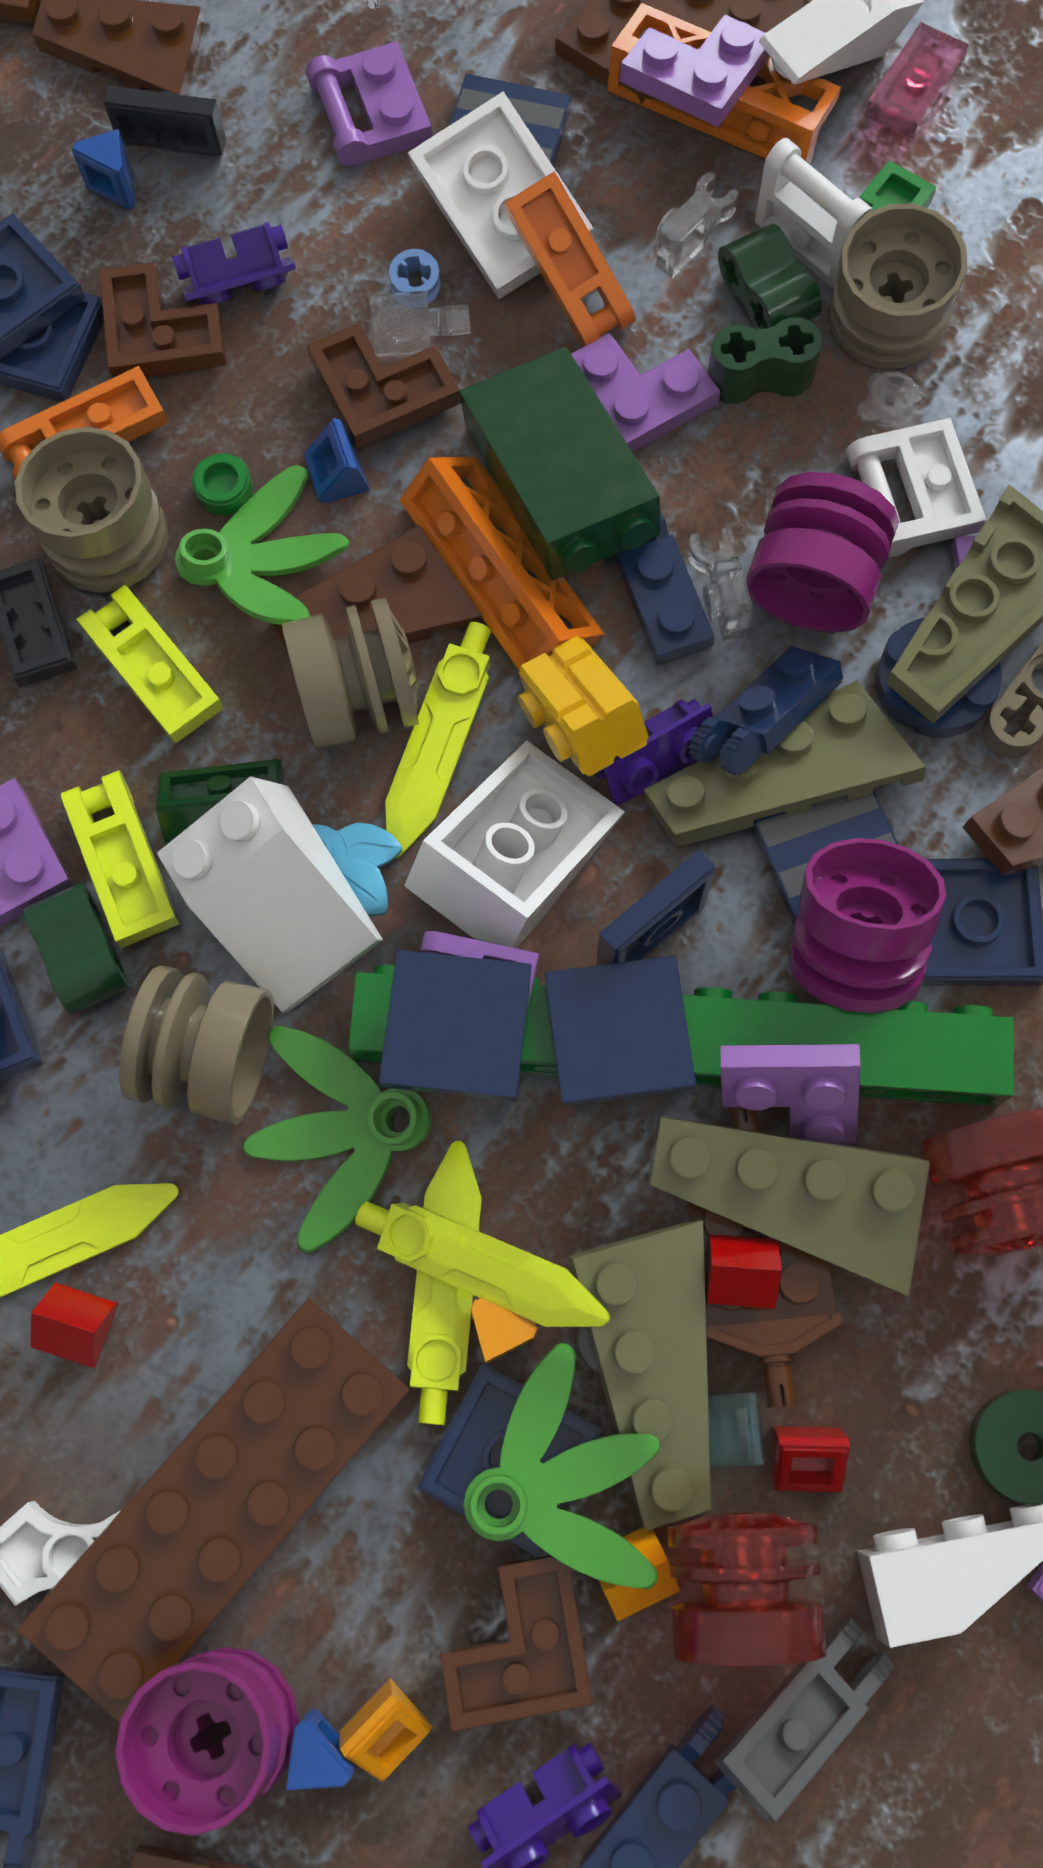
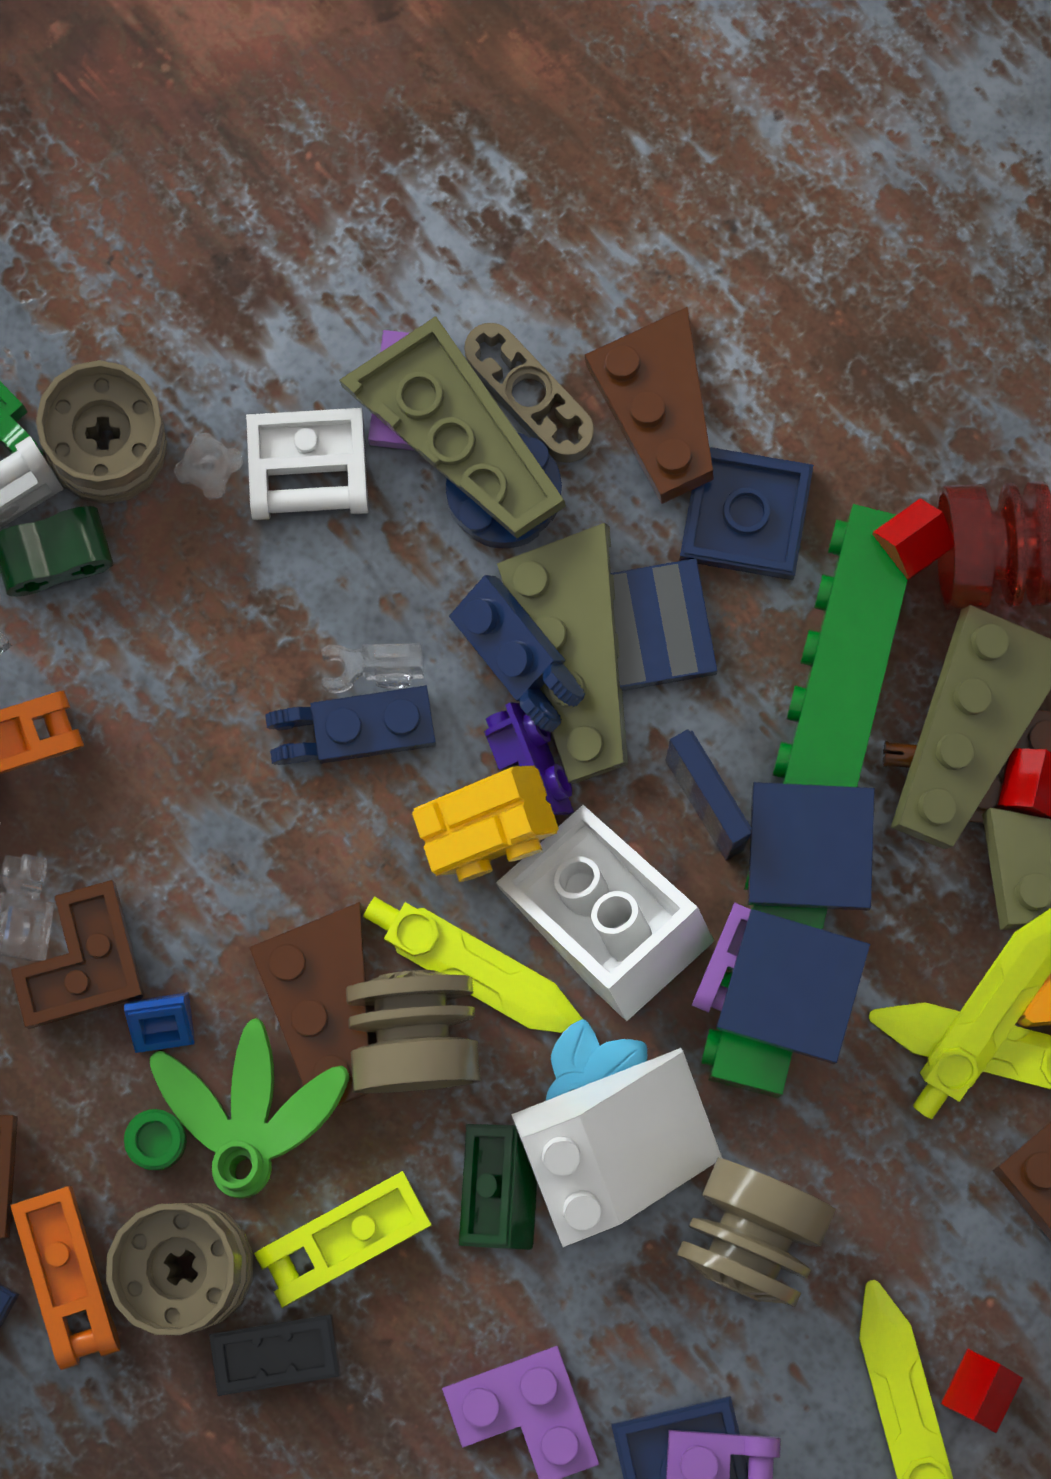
camera: 80 degrees left, 5 degrees up
(76, 948) = (630, 1344): dark green axle -> none
(120, 861) = (546, 1292): neon yellow plate -> none
(363, 1127) = (842, 1133): bright green plant -> none
(494, 564) = (309, 881): orange fence -> none
(561, 463) = (221, 795): dark green brick -> none
(650, 402) = (153, 717): medium lavender plate -> none
(765, 360) = (142, 575): dark green axle -> none
(812, 1080) = (892, 688): medium lavender plate -> none
(822, 552) = (366, 562): magenta wheel -> none
(866, 924) = (751, 610): magenta wheel -> none
(990, 1085) = (915, 537): none -> red slope

